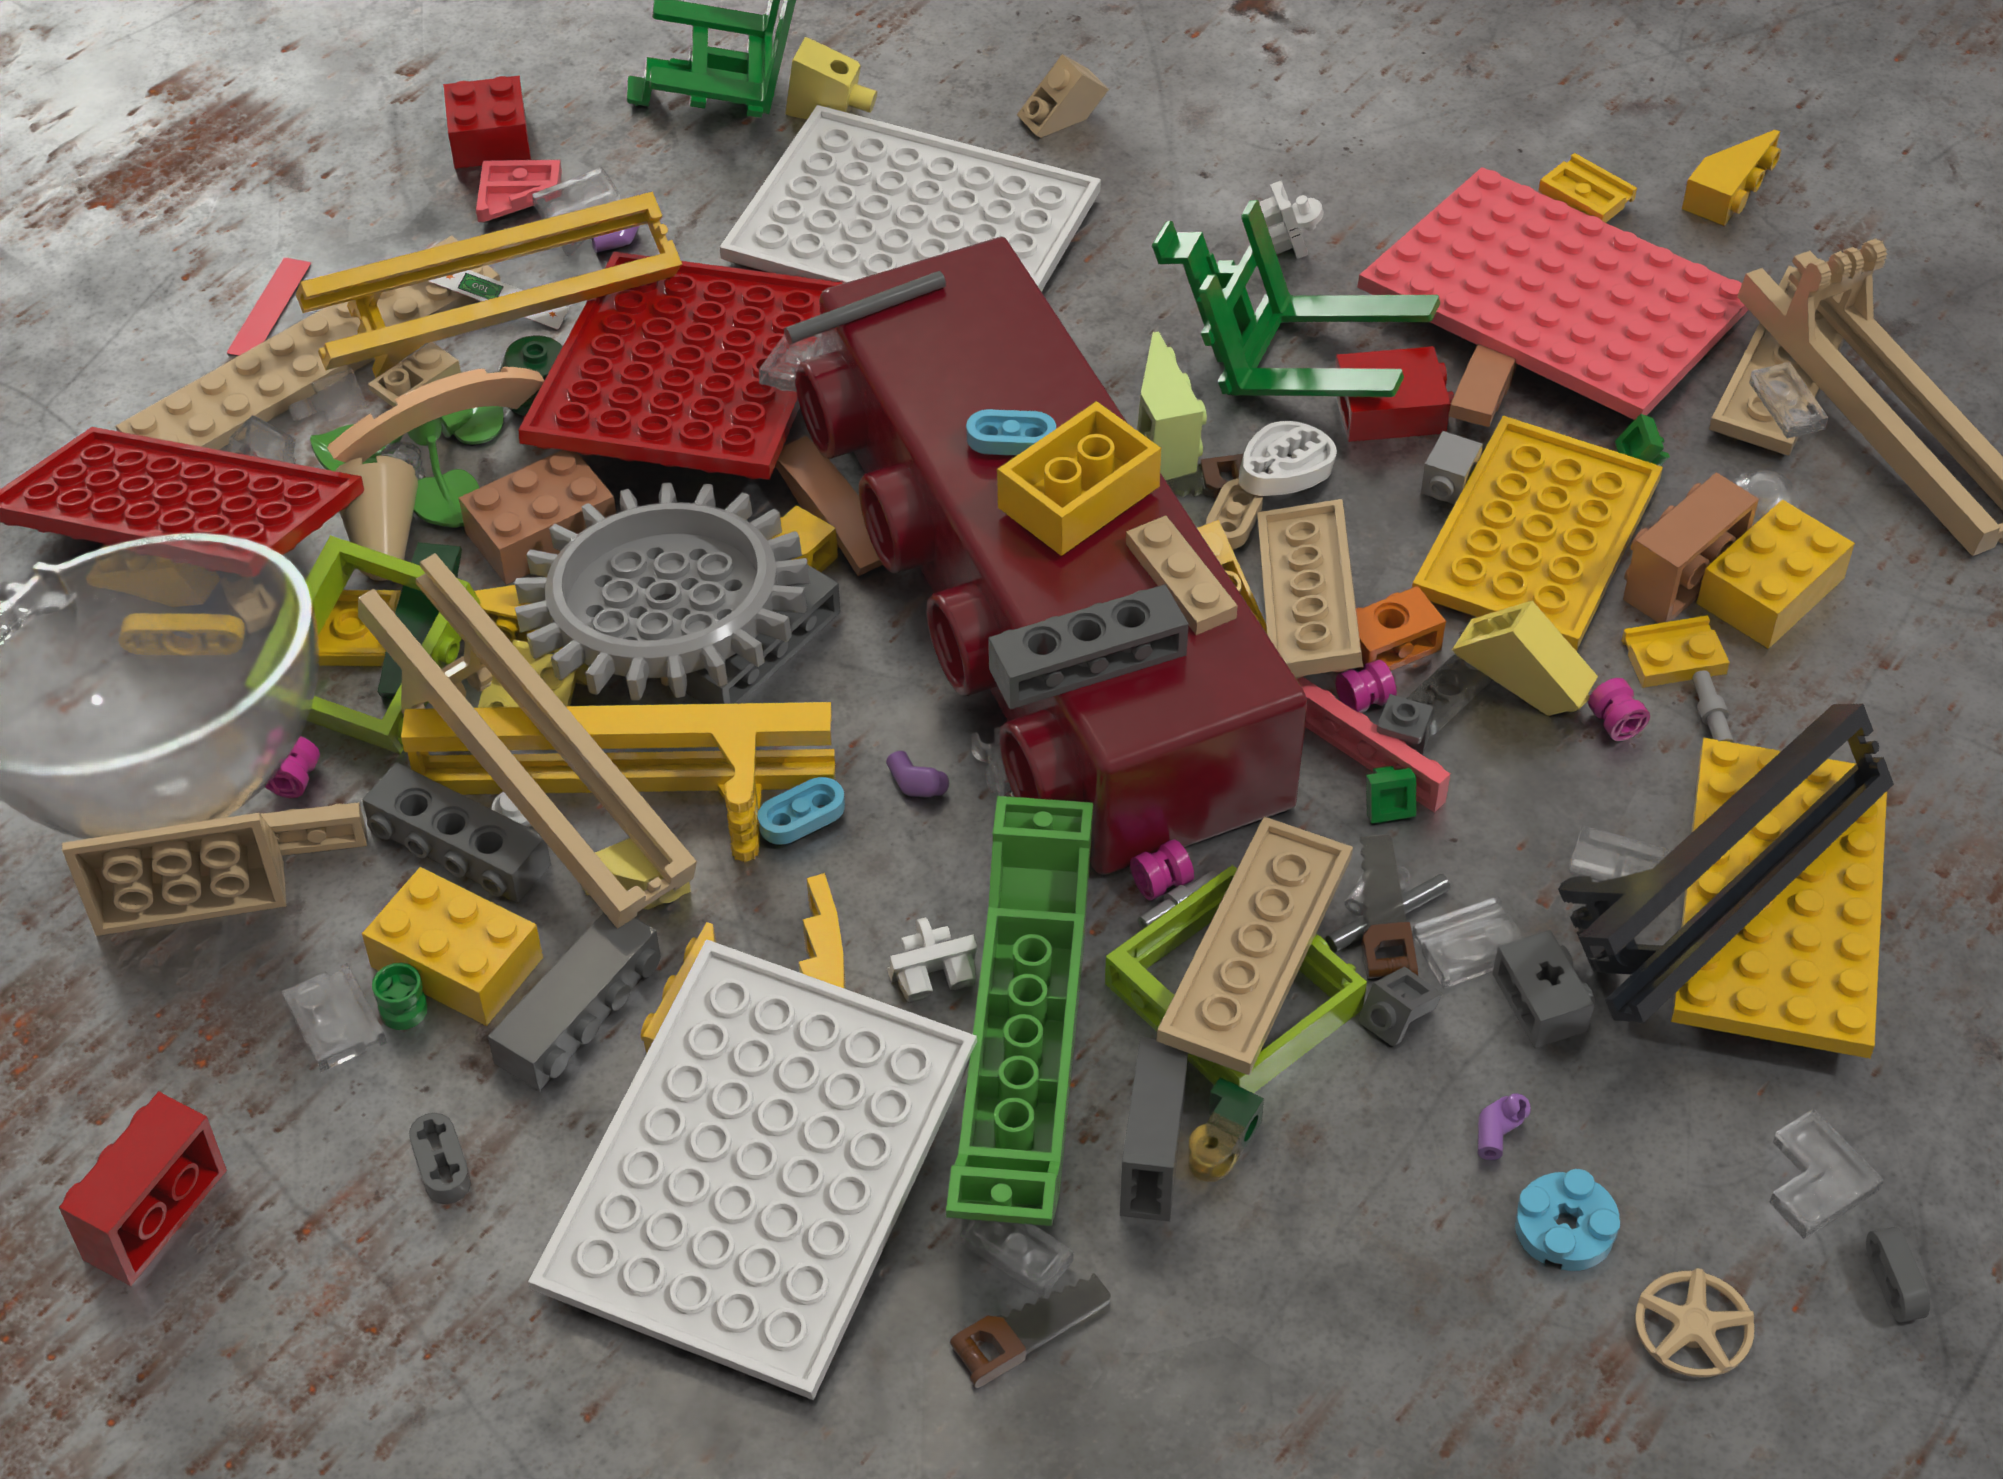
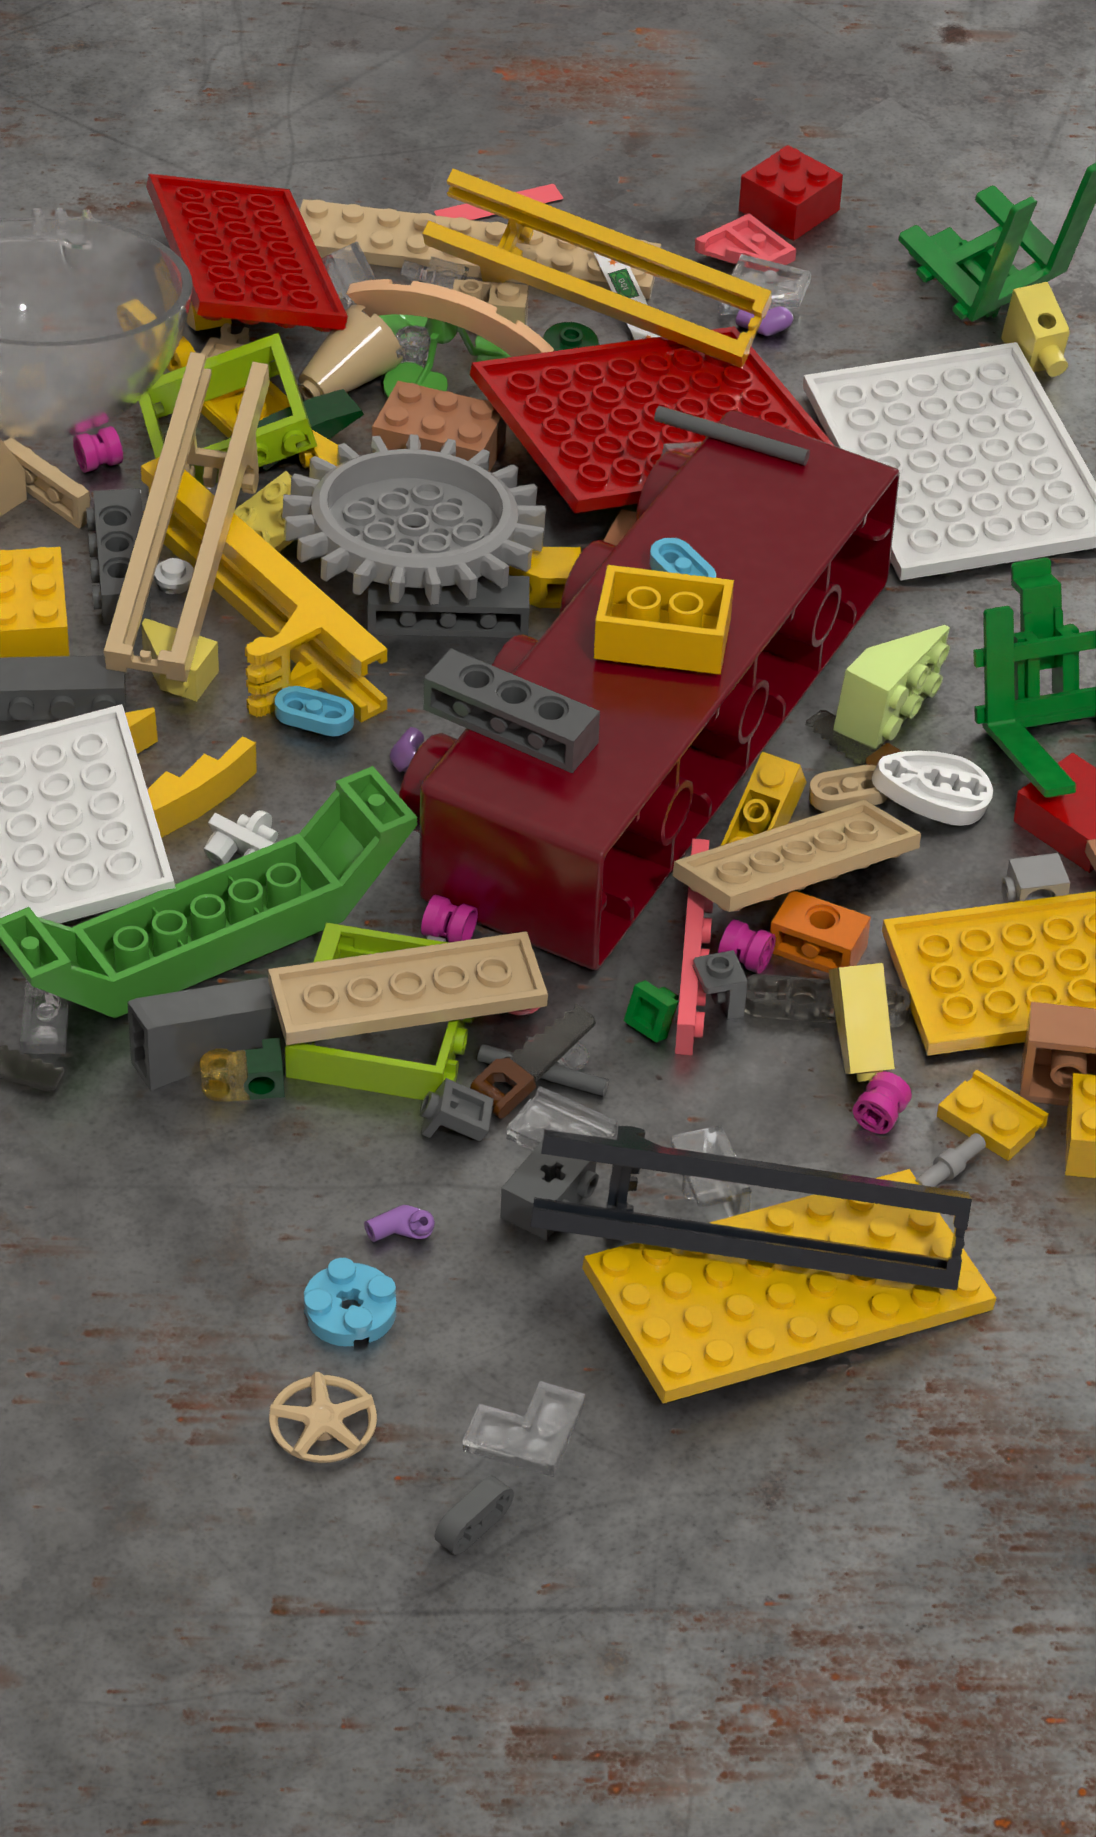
camera: 50 degrees right, 5 degrees down
(1175, 563) = (643, 728): tan plate -> none

